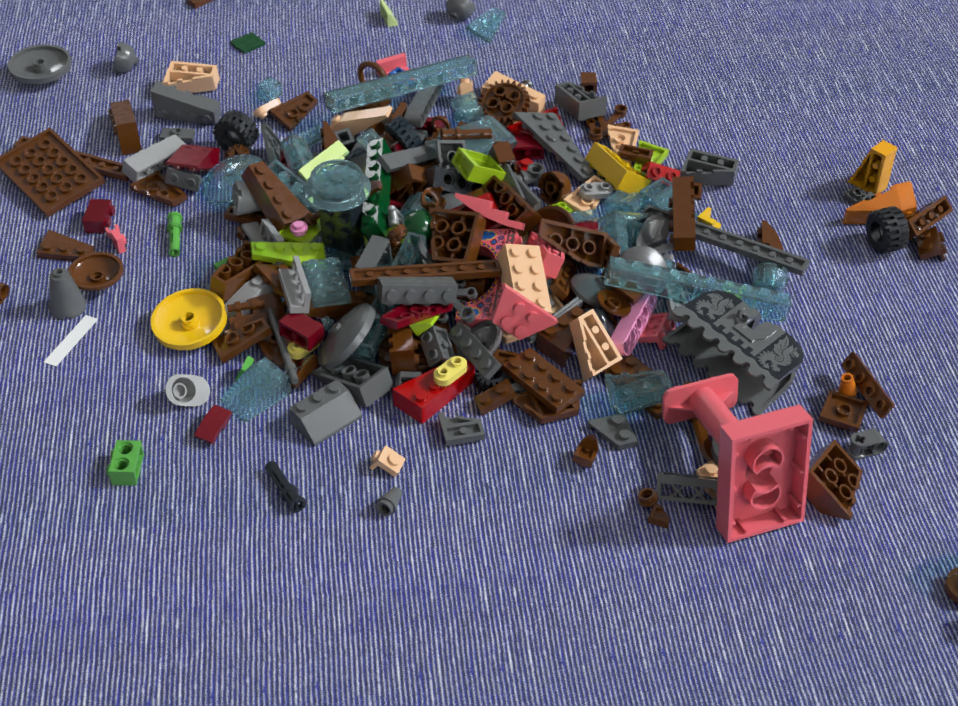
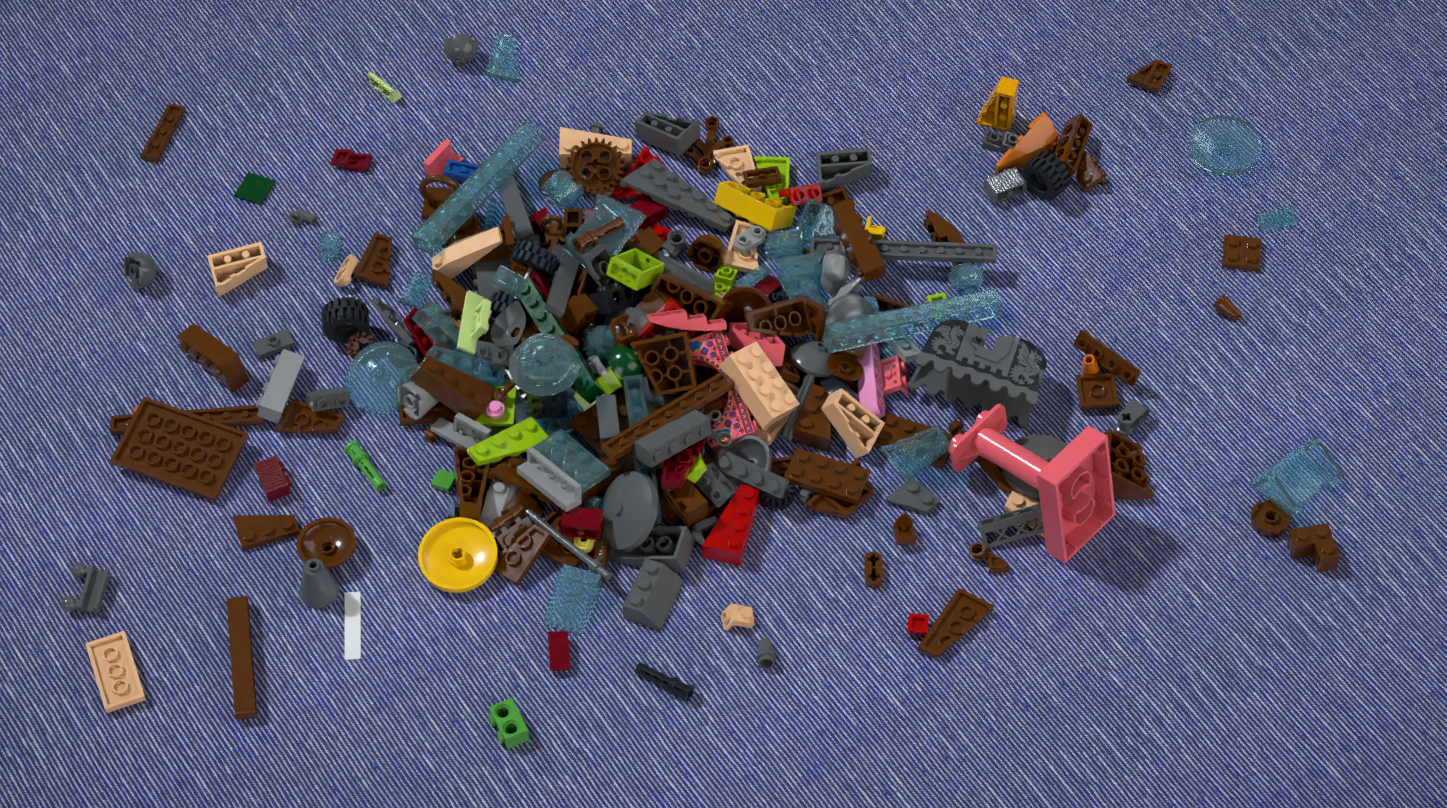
camera: 25 degrees left, 10 degrees up
(39, 64) = (52, 316): dark grey dish -> none
(117, 239) = (313, 497): coral plate -> none
(184, 106) = (259, 306): dark grey wedge -> none
(187, 390) = (511, 629): light grey piece -> none
(194, 158) = (326, 369): dark red slope -> none
(248, 362) = (546, 583): bright green tile -> none
(265, 67) = (301, 216): none -> dark grey arm
(328, 48) = (354, 162): none -> dark red slope
(345, 138) = (463, 278): dark grey brick -> none
(396, 235) = (617, 385): reddish brown plate -> none
(452, 370) = (746, 504): light yellow plate -> none
(460, 429) = (781, 557): dark grey wing -> none
(465, 86) = (542, 164): light nougat brick -> none
(495, 396) = (792, 510): reddish brown plate -> none
(519, 314) = (777, 421): coral wing -> none
(534, 472) = (877, 570): none -> reddish brown beam
(548, 536) = (918, 624): none -> red plate
(586, 548) = (954, 622): none -> reddish brown wing
(588, 81) = (660, 101): reddish brown brick -> none
(847, 228) = (1004, 185): none -> dark grey brick

